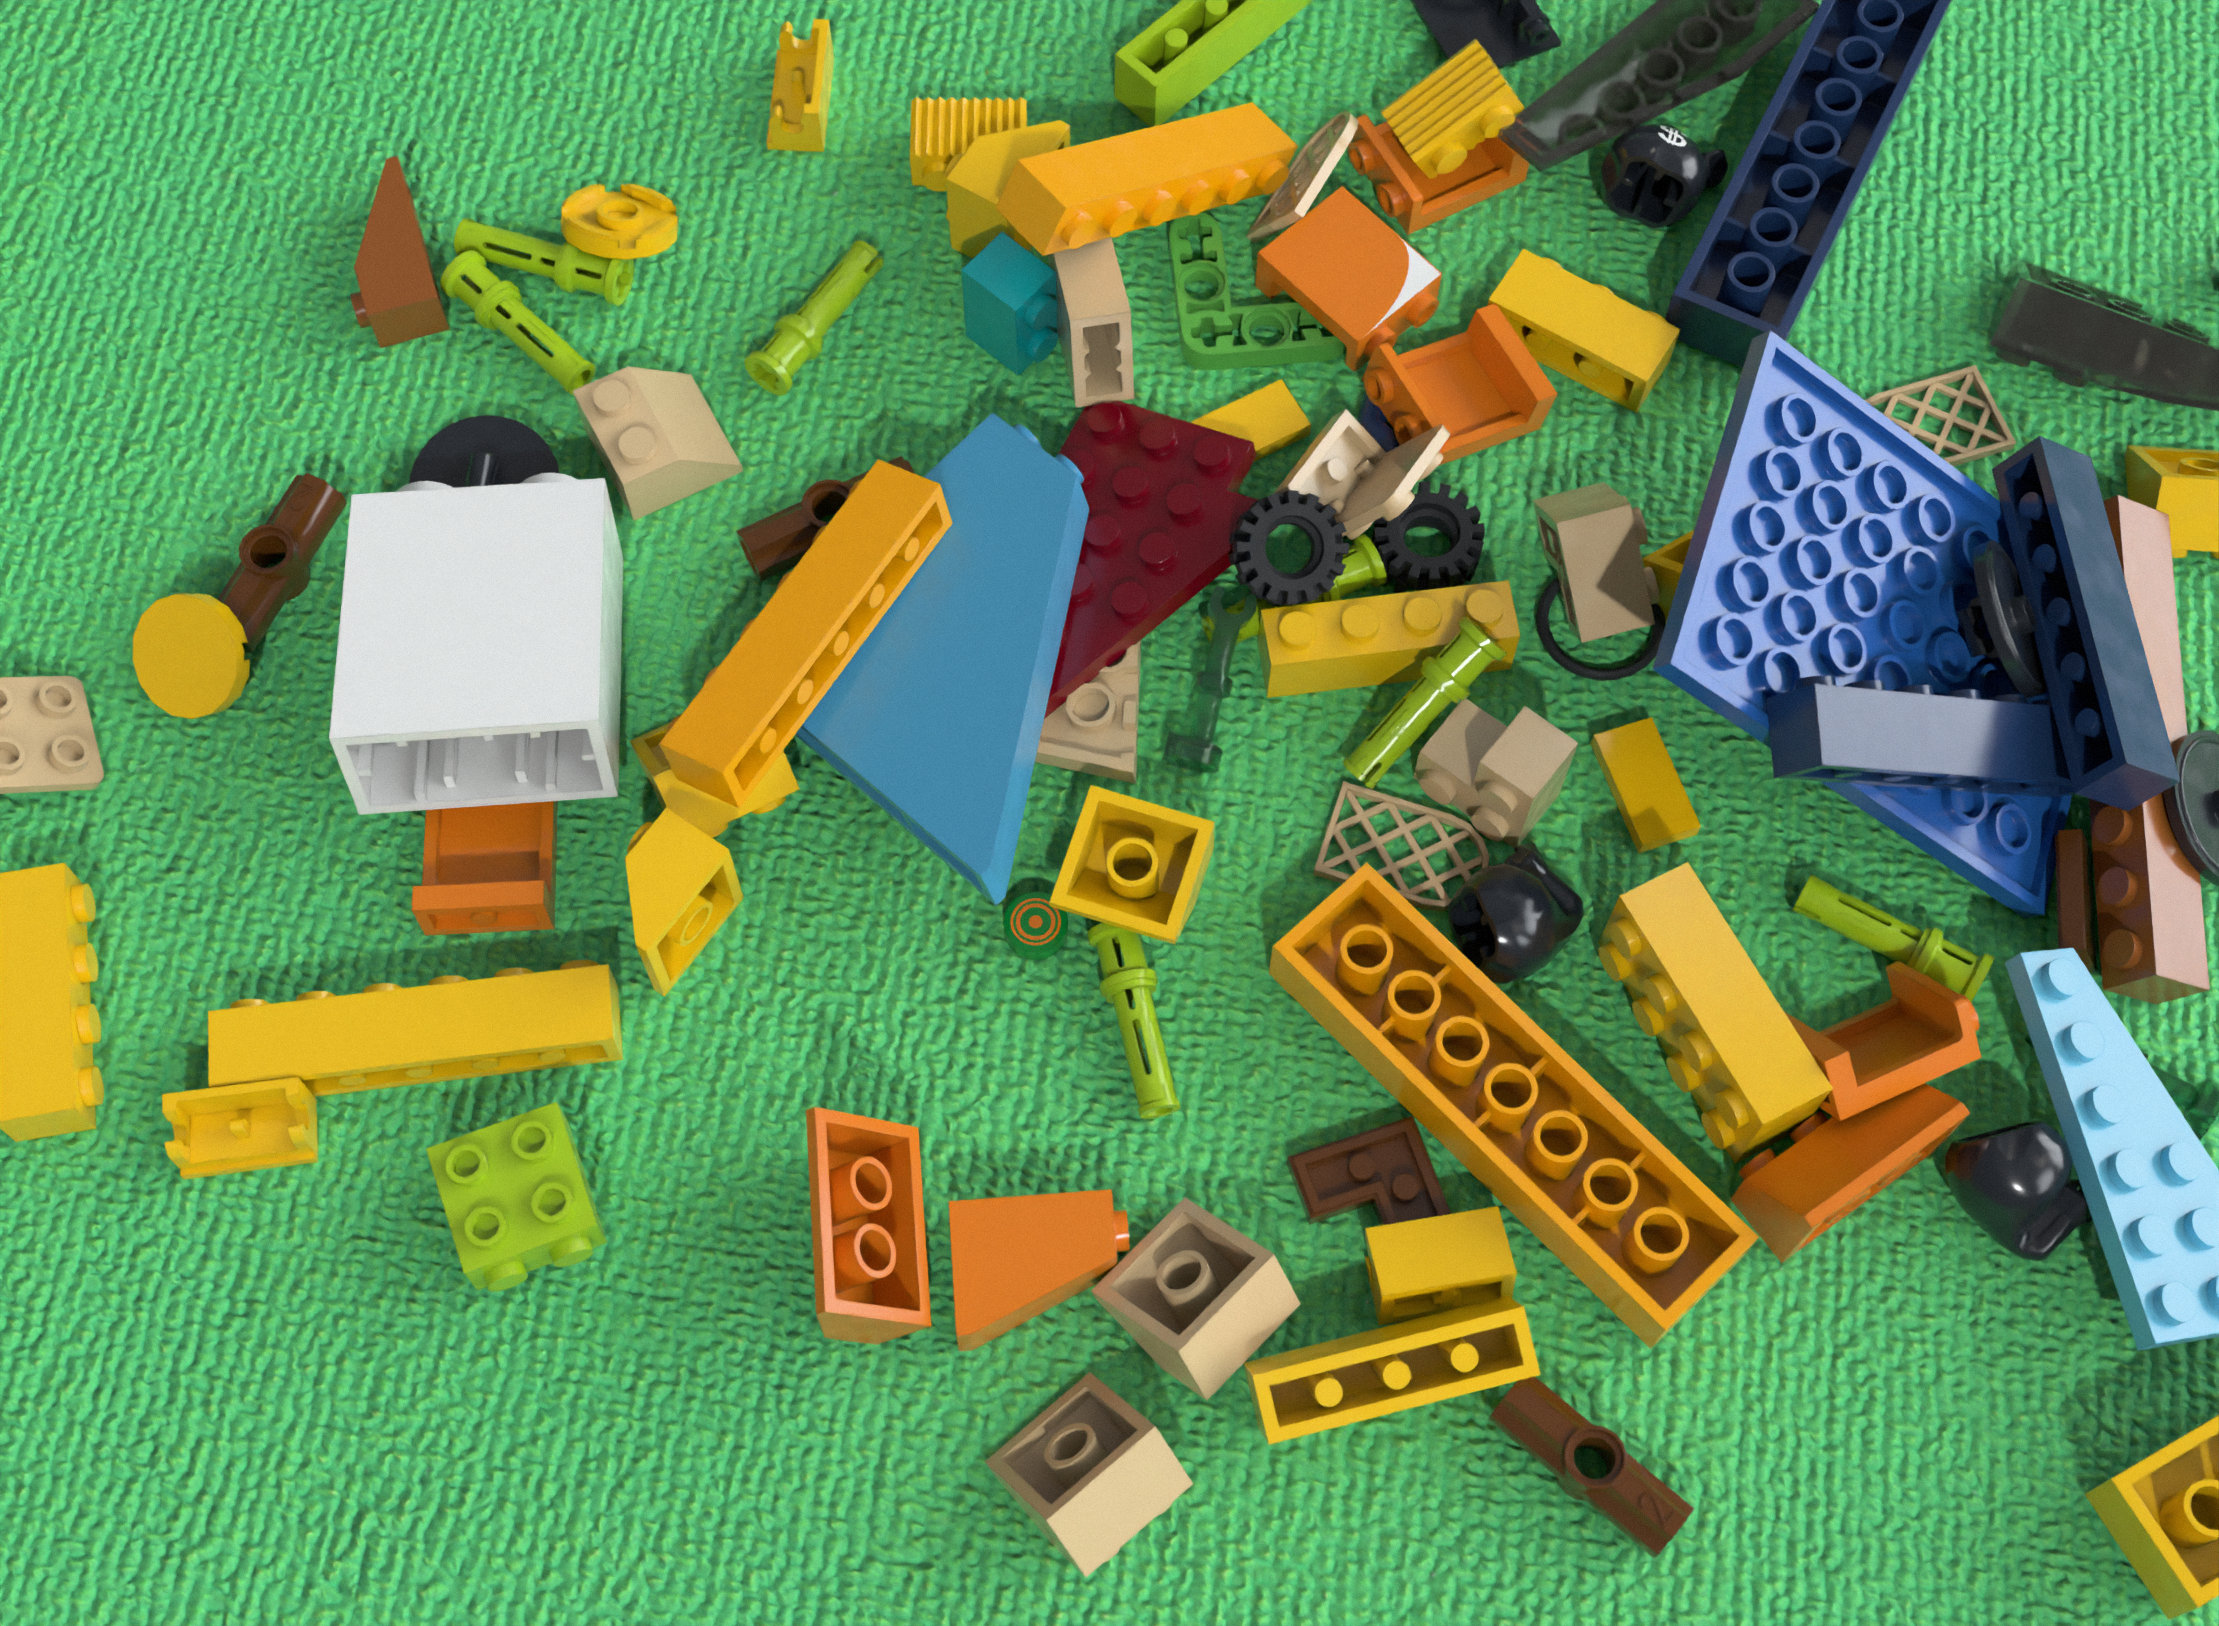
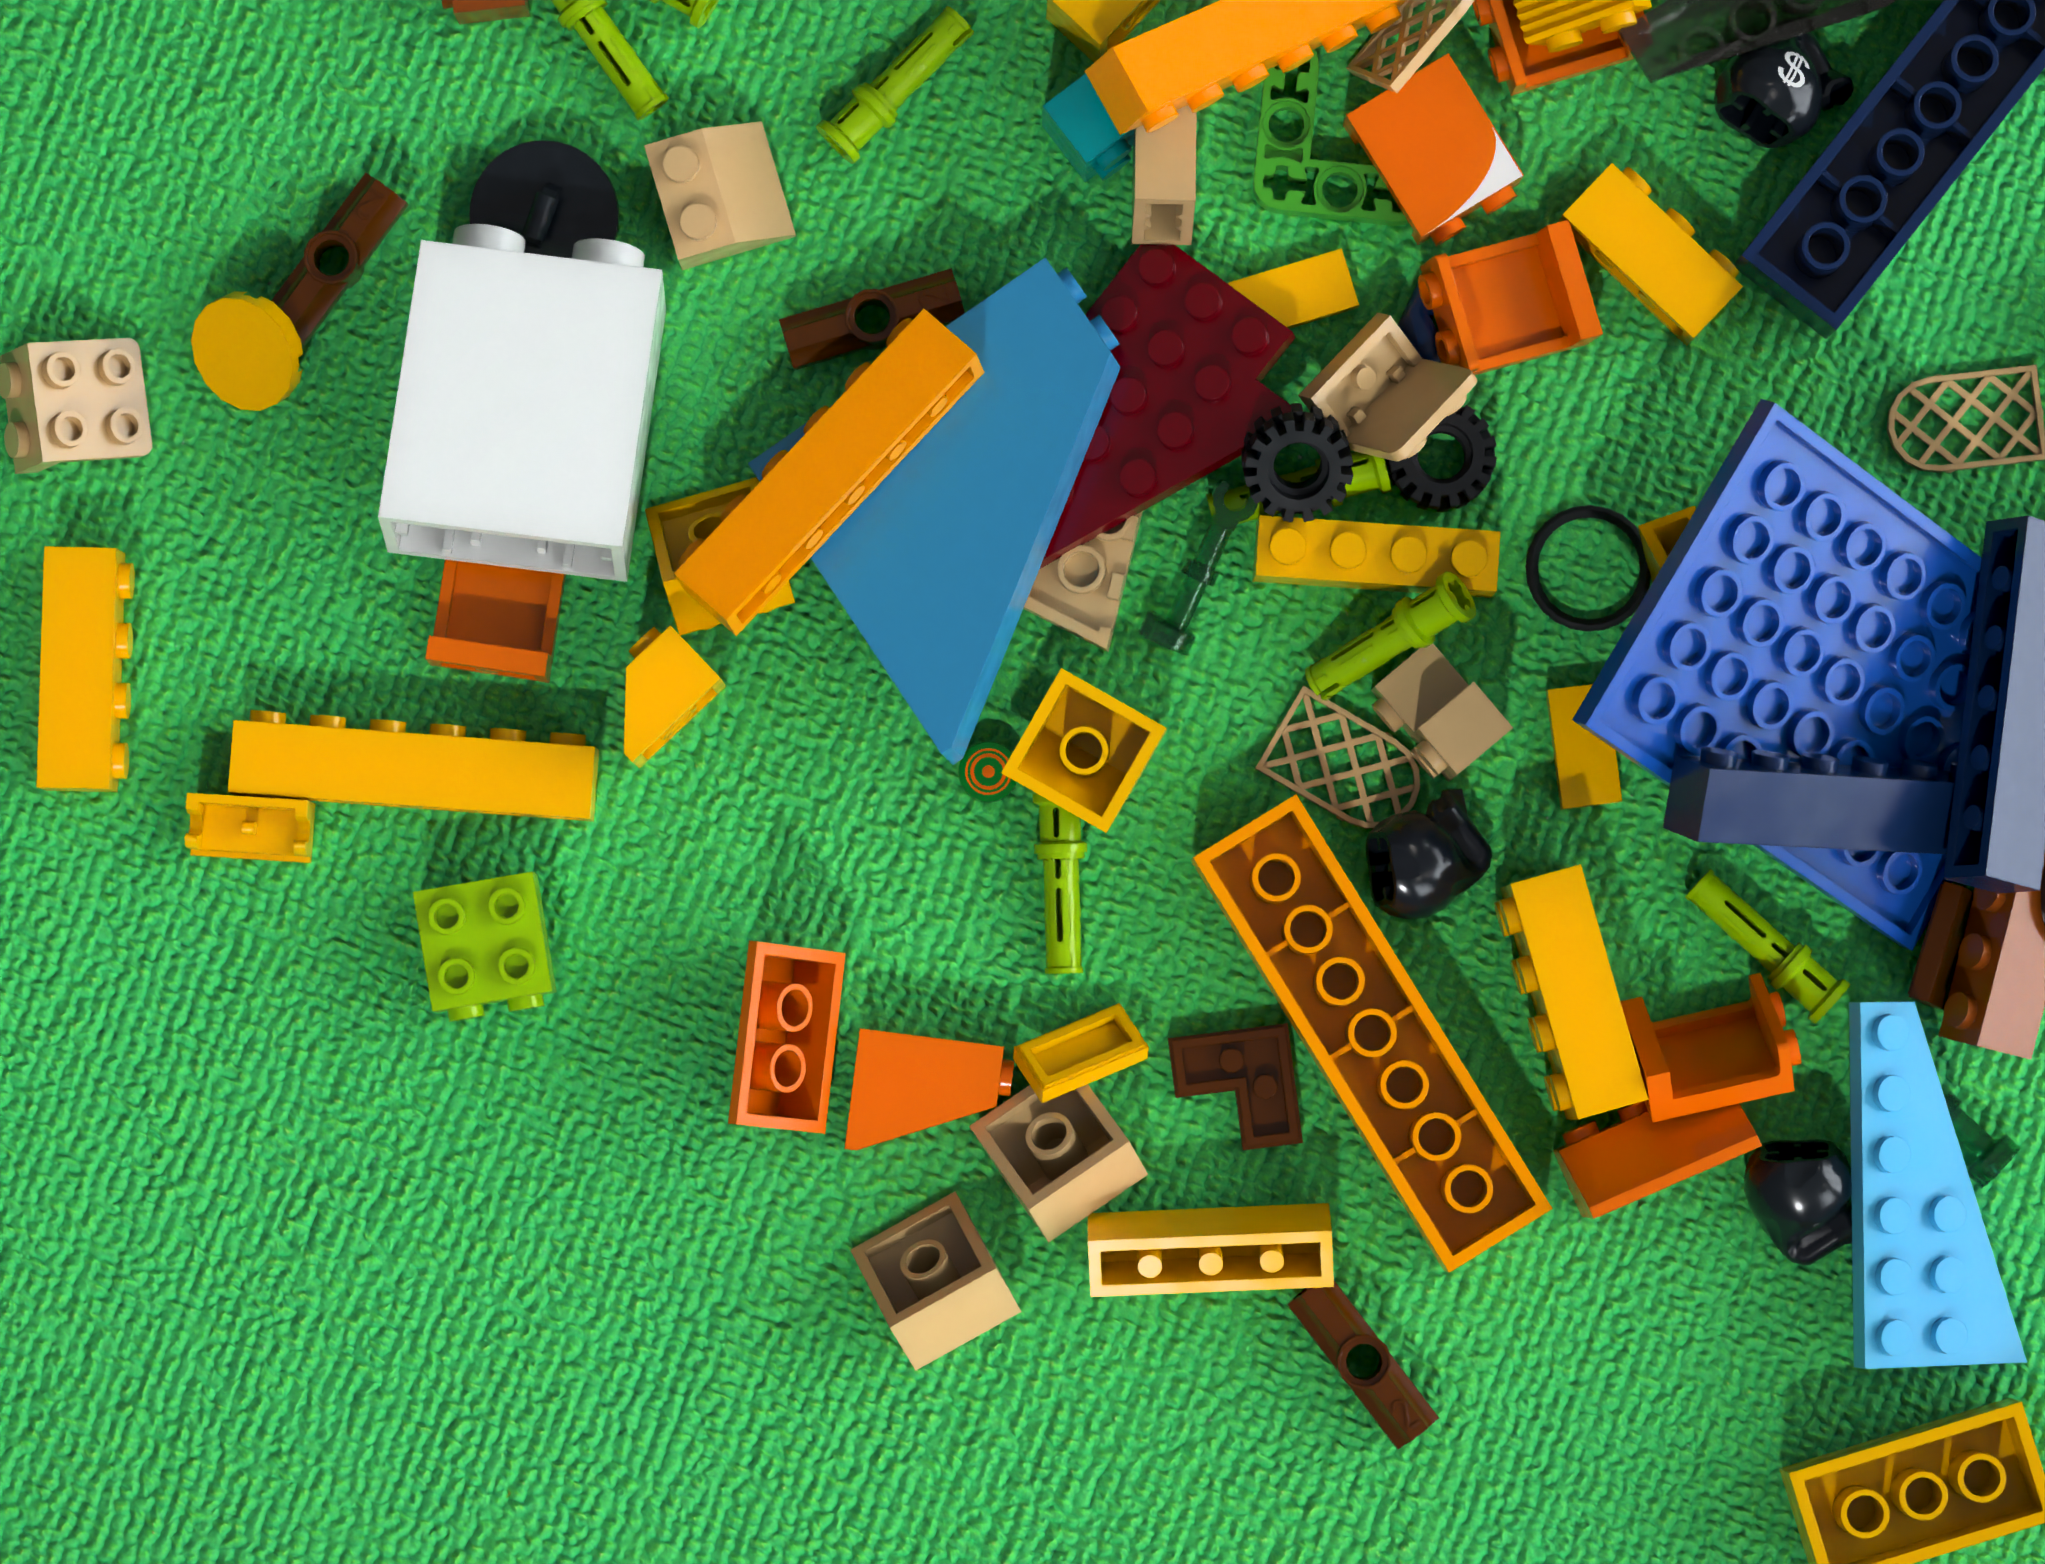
camera: 10 degrees right, 20 degrees up
(1196, 1185) = (1080, 1052): none -> yellow tile
(1438, 1264) = (1277, 1163): yellow hinge -> none
(1595, 548) = (1590, 512): tan brick -> none
(2008, 619) = (1937, 690): black shield -> none

